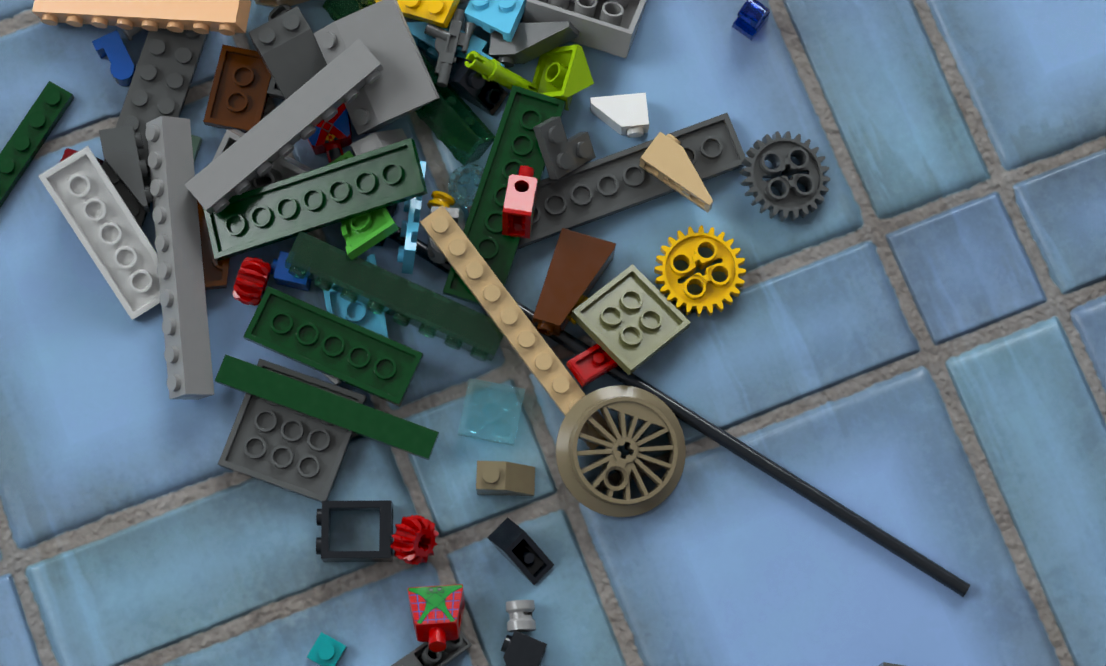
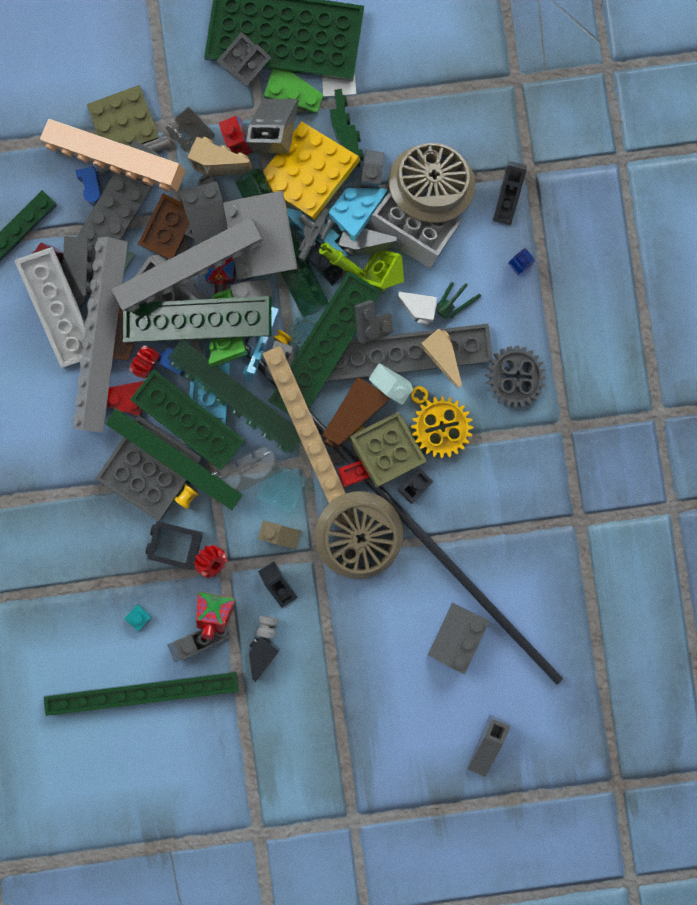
camera: 15 degrees right, 10 degrees up
(229, 340) = (120, 397): none -> red wing
(357, 457) = (186, 496): none -> yellow bush
(440, 397) = (250, 470): none -> clear windscreen
(520, 203) = (332, 355): red torso -> none
(611, 226) = (391, 383): none -> light aqua slope
(653, 243) = (416, 400): none -> yellow bush
(662, 107) = (445, 308): none -> dark green plant
(683, 361) = (415, 486): none -> black slope
(803, 563) = (458, 638): none -> dark grey slope

